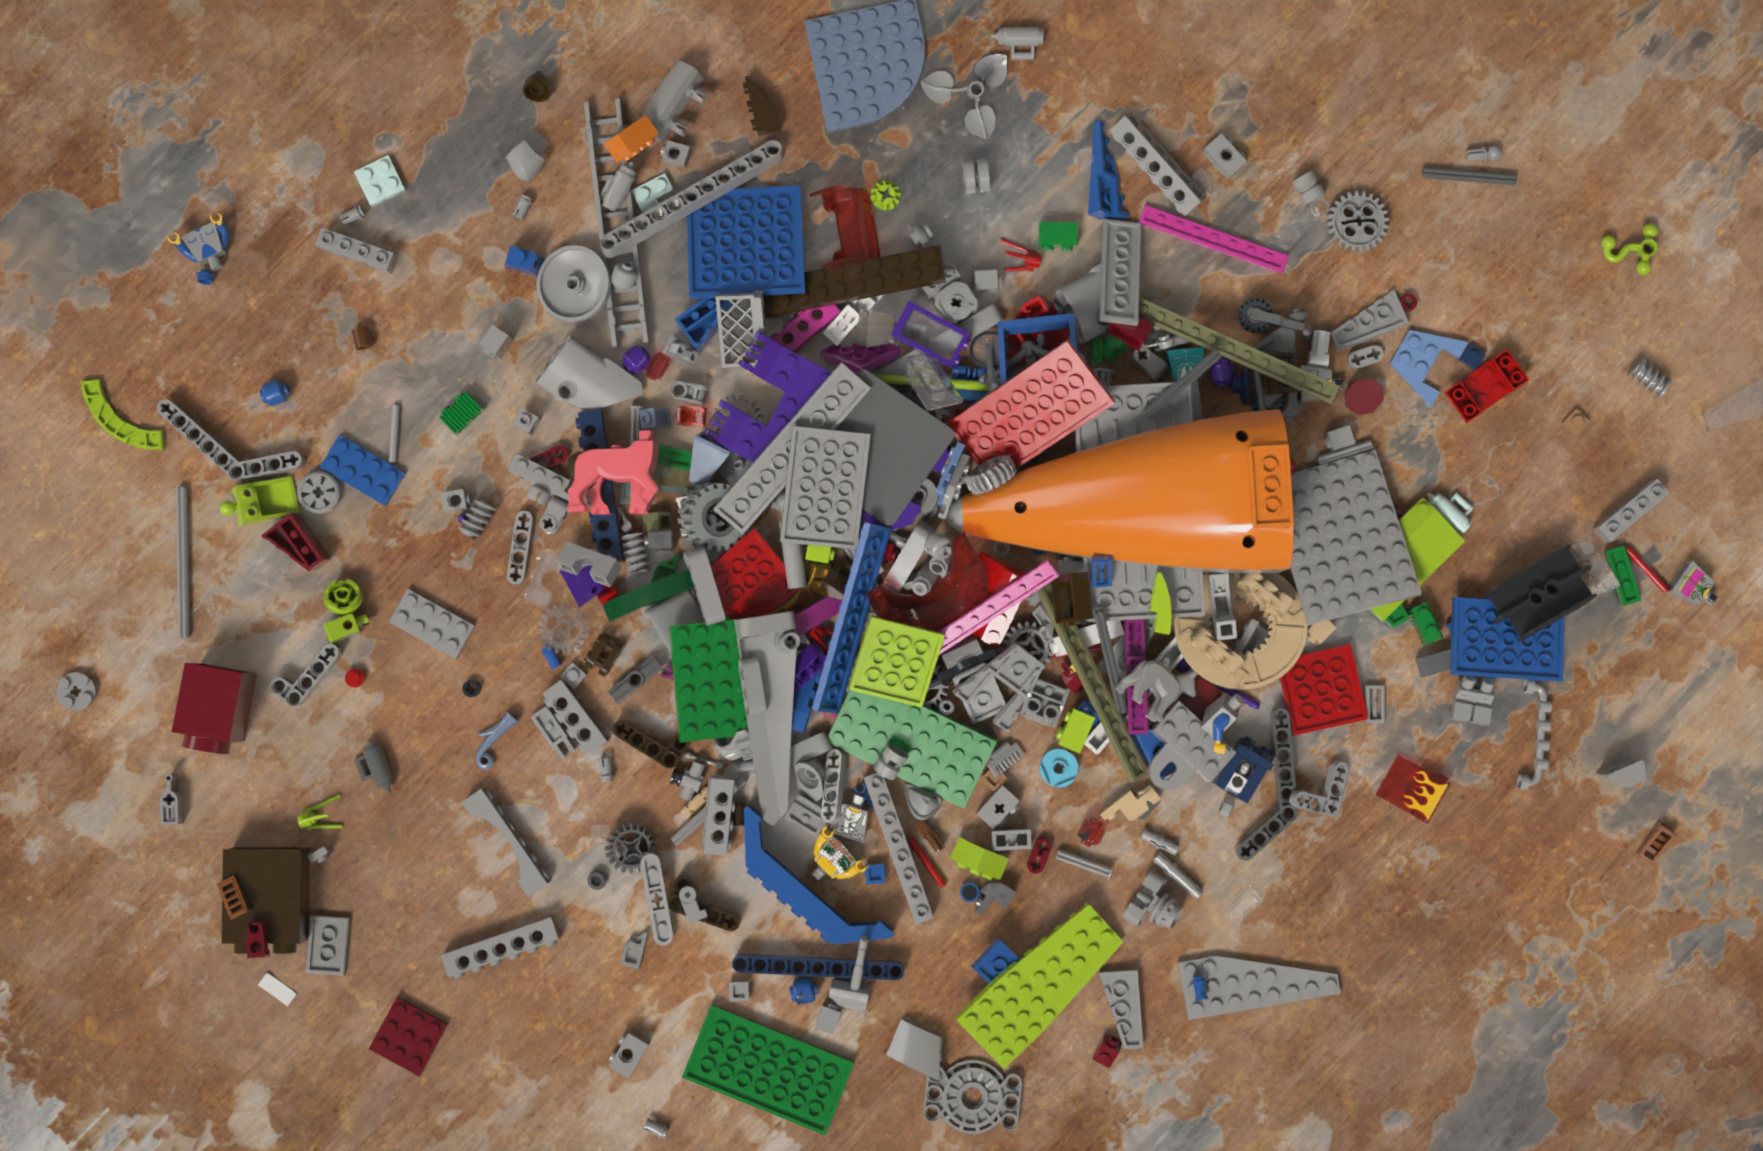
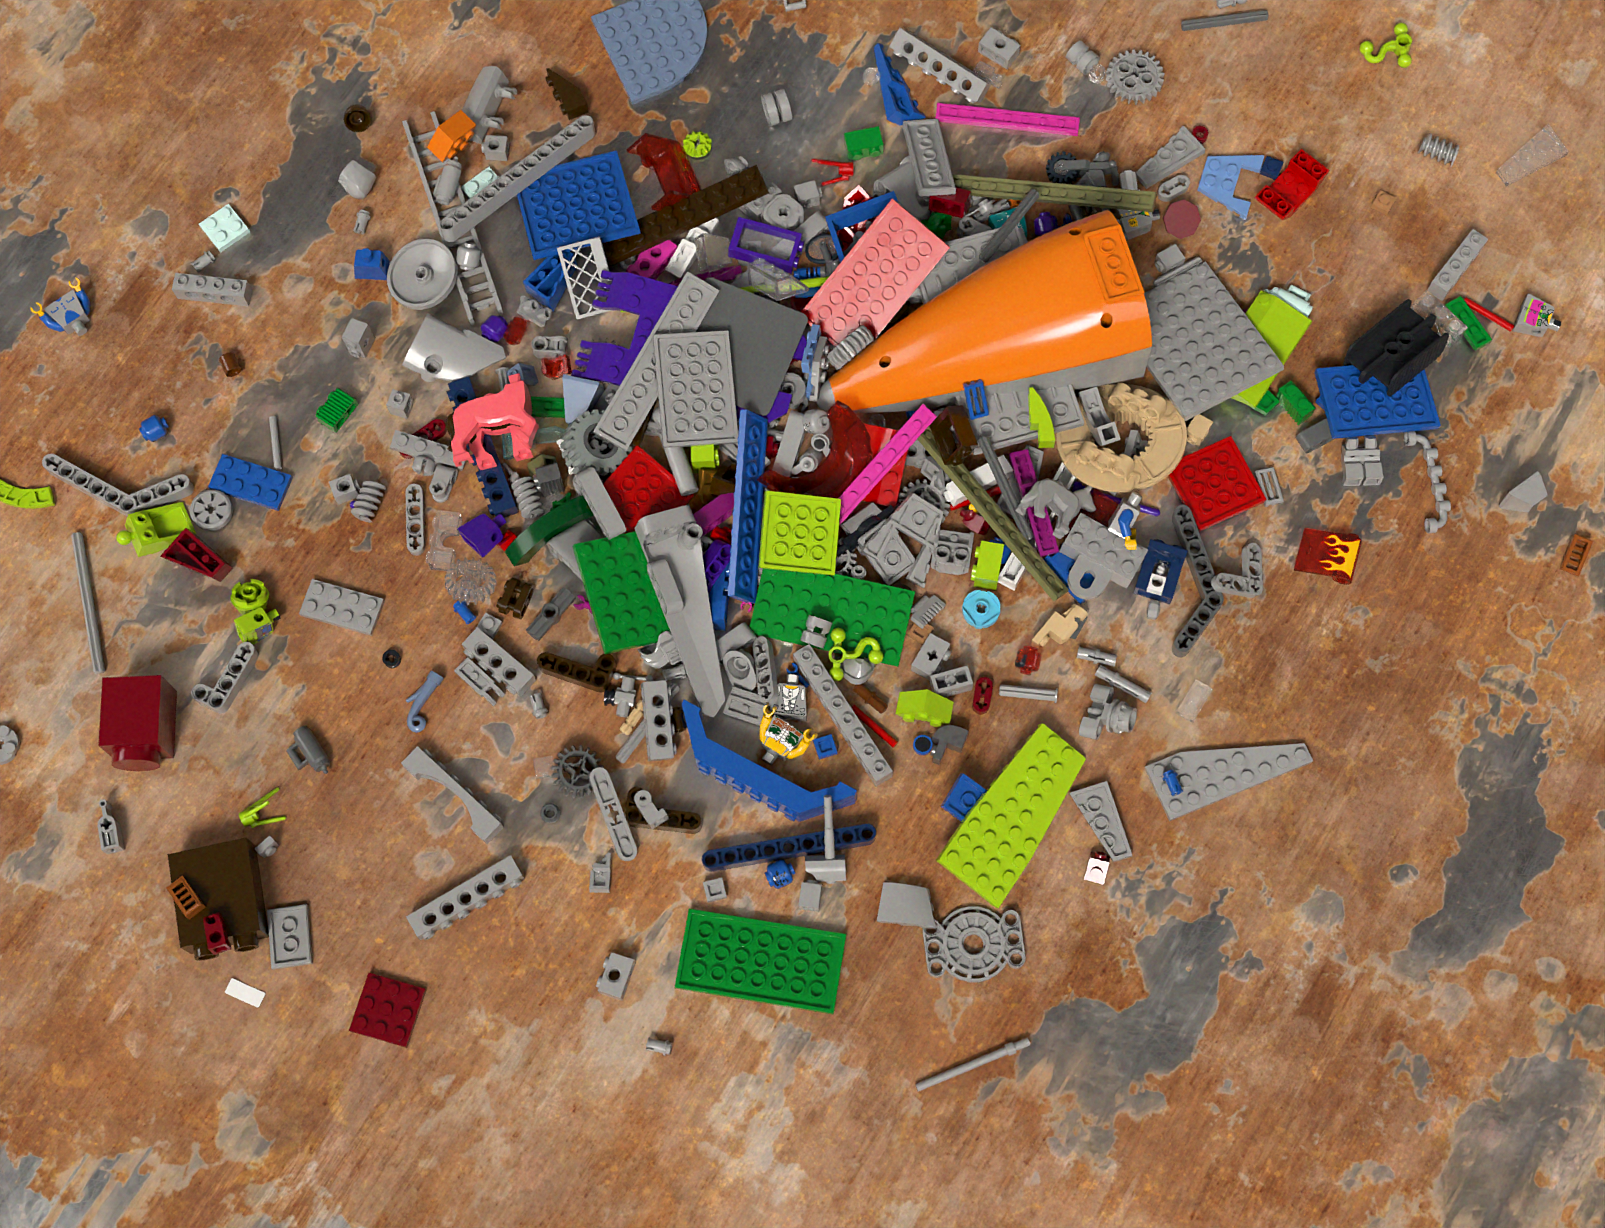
camera: 10 degrees left, 15 degrees down
(205, 277) = (72, 342): blue plate -> none
(354, 678) = (274, 672): red plate -> none
(575, 557) = (470, 510): light grey arch -> none
(912, 770) = (838, 636): none -> lime piece
(979, 120) = (768, 22): light grey plant -> none

